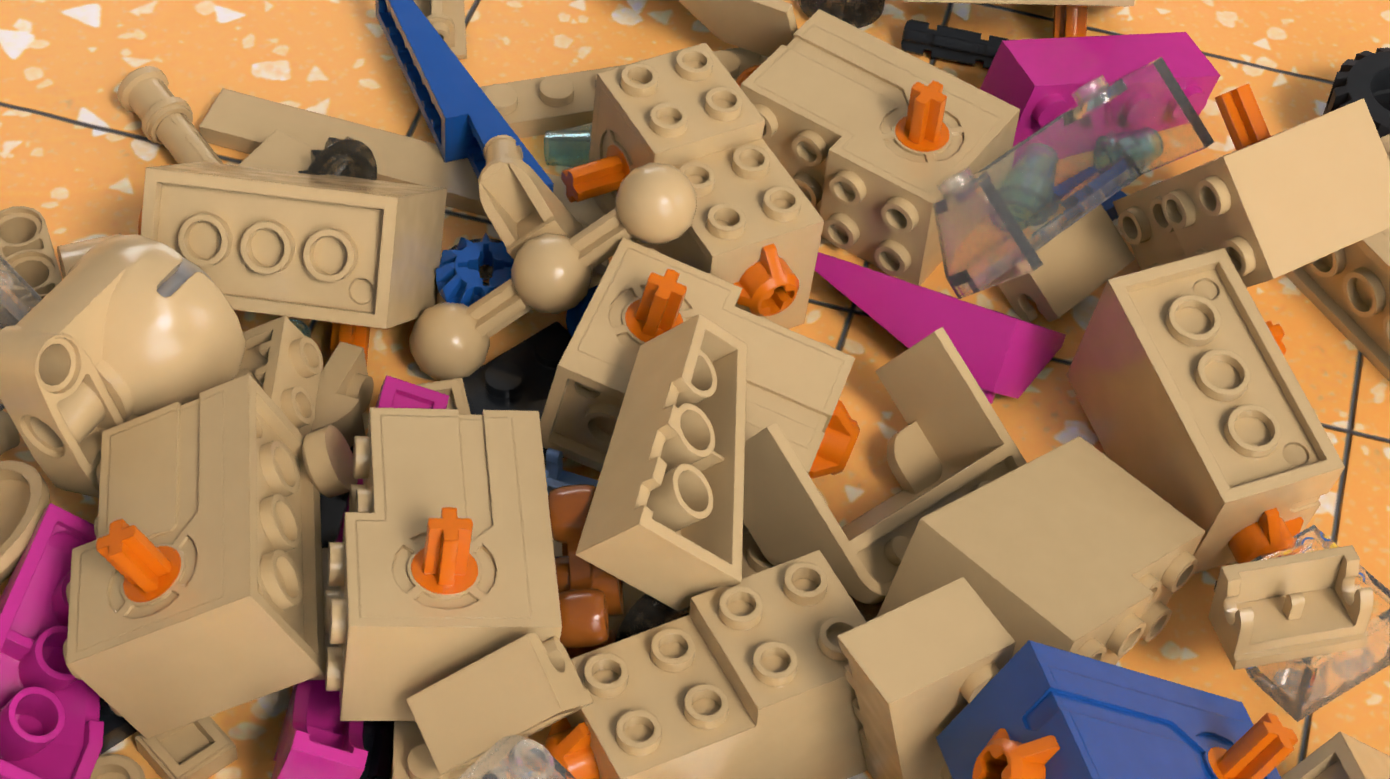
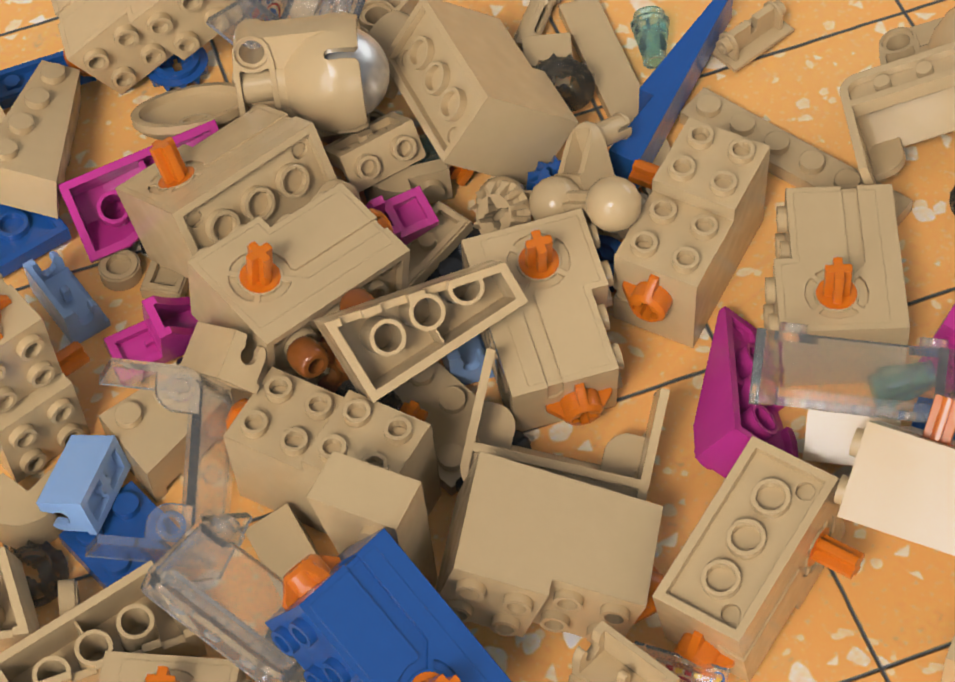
camera: 65 degrees right, 5 degrees up
(341, 82) = (651, 34): none -> clear light blue cone
(489, 310) = (500, 195): none -> tan gear

